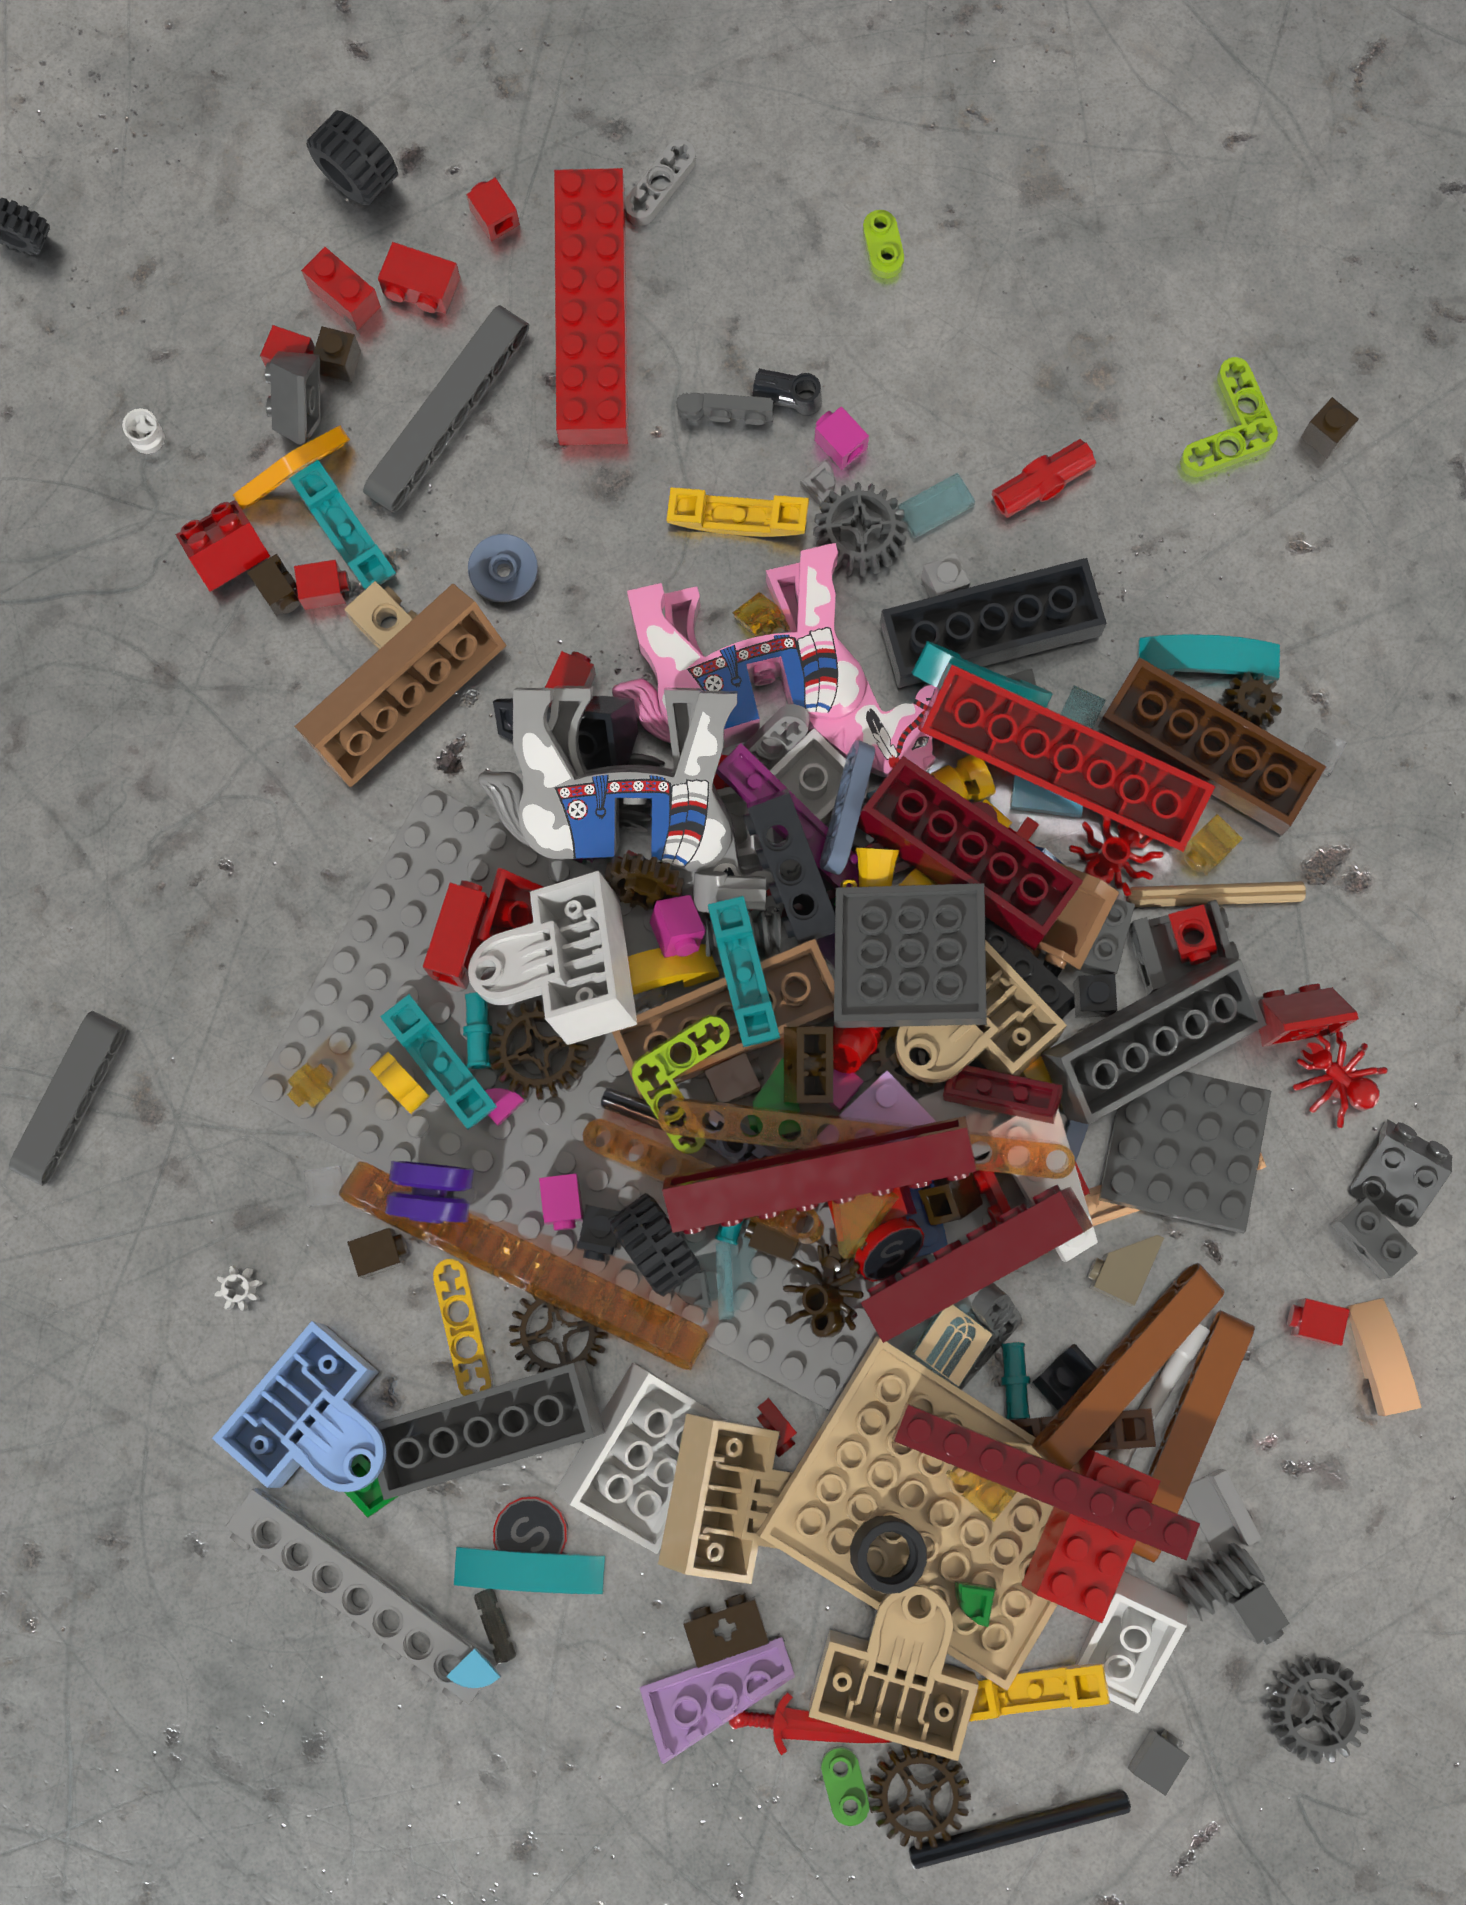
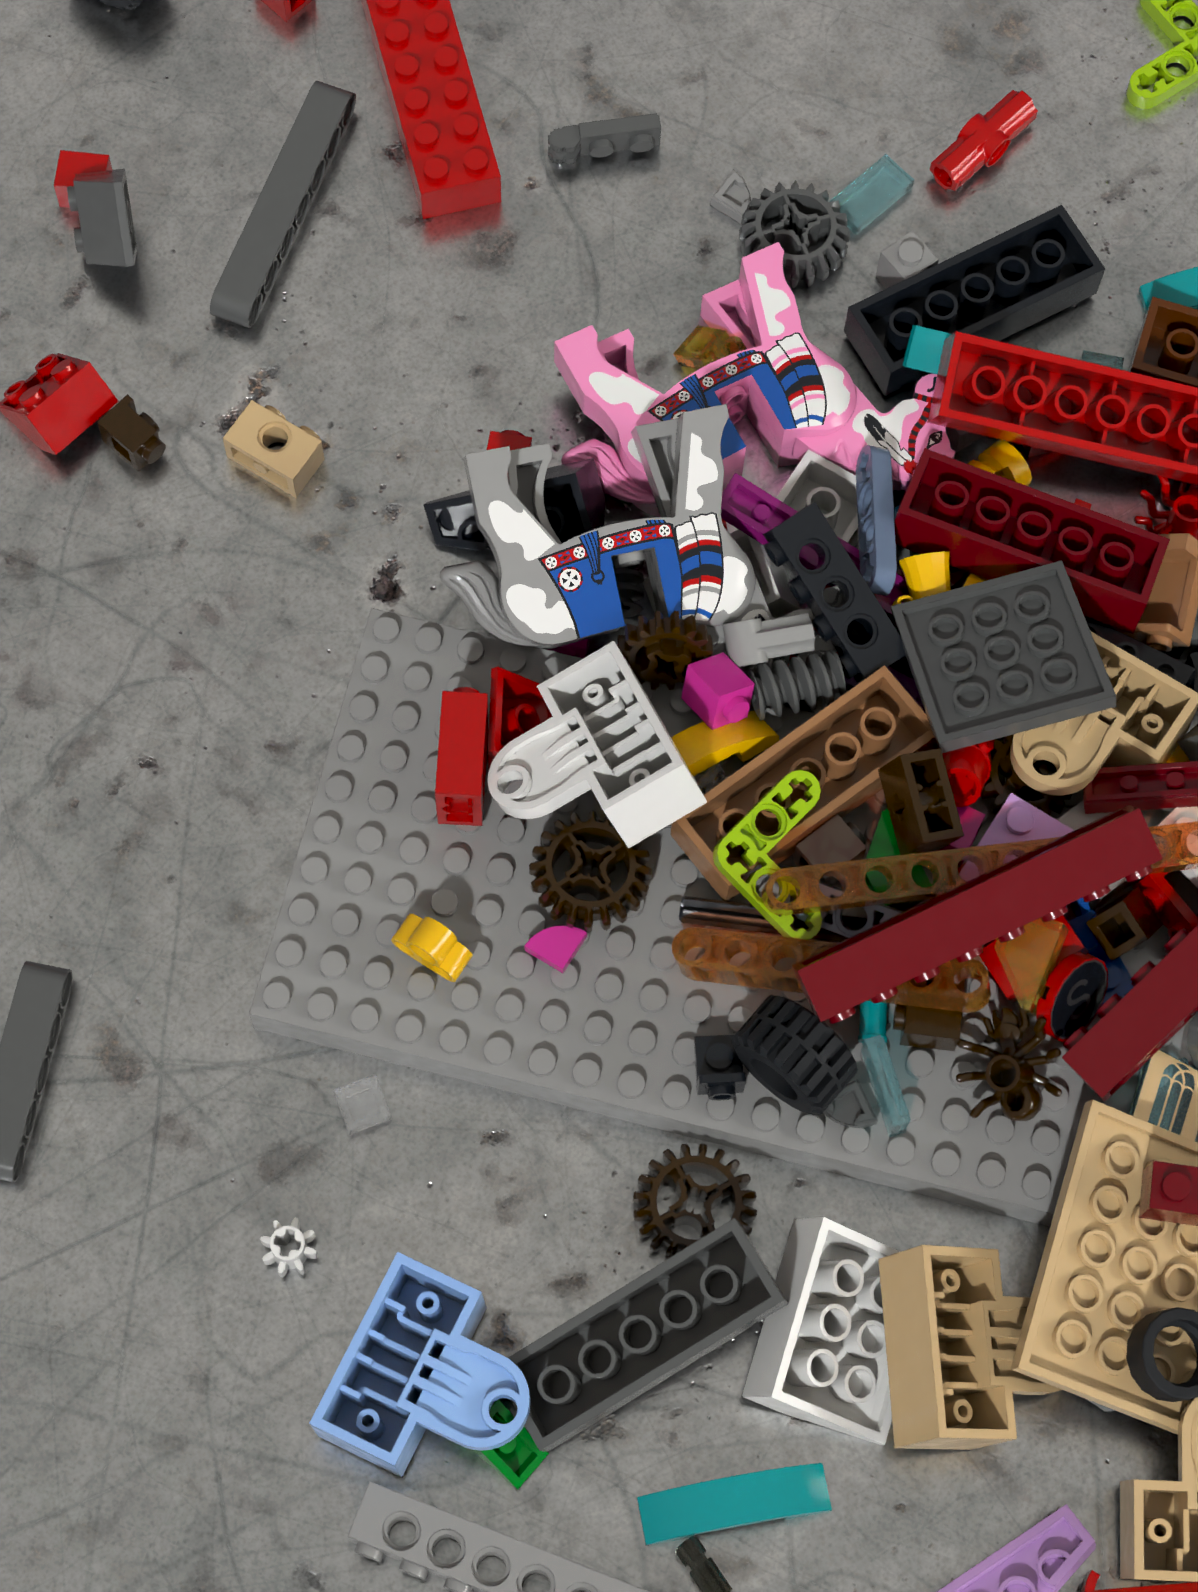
camera: 20 degrees left, 10 degrees down
(290, 465) = (123, 288): light orange beam -> none
(310, 1085) = (325, 973): clear yellow gear -> none
(321, 584) = (186, 421): red brick -> none
(337, 353) = (144, 168): dark brown brick -> none
(341, 288) = (128, 99): red brick -> none
(342, 525) = (192, 354): teal slope -> none
(378, 1252) = (450, 1163): dark brown brick -> none
(401, 685) = (312, 507): medium nougat brick -> none
(419, 278) = (216, 71): red brick -> none
(429, 1192) = (506, 1057): dark purple wheel -> none
(438, 1061) = (473, 913): teal slope -> none
(457, 1330) = (580, 1230): yellow beam -> none
(477, 1031) = (510, 866): teal pin -> none
(501, 552) = (391, 344): sand blue dish -> none
(530, 1526) = (722, 1447): black tile -> none
(538, 1273) = (637, 1130): clear orange beam -> none
(561, 1201) = (664, 1037): dark pink brick -> none
(713, 1647) = (1023, 1504): dark brown brick -> none
(737, 515) = (651, 250): yellow slope -> none
(743, 971) = (812, 716): teal slope -> none
(773, 1419) = (977, 1236): red bracket -> none
(775, 728) = (766, 452): light grey beam -> none
(785, 389) = (672, 102): black piece -> none
(840, 437) = (744, 142): dark pink brick -> none
(1033, 798) = (1080, 477): medium azure tile -> none

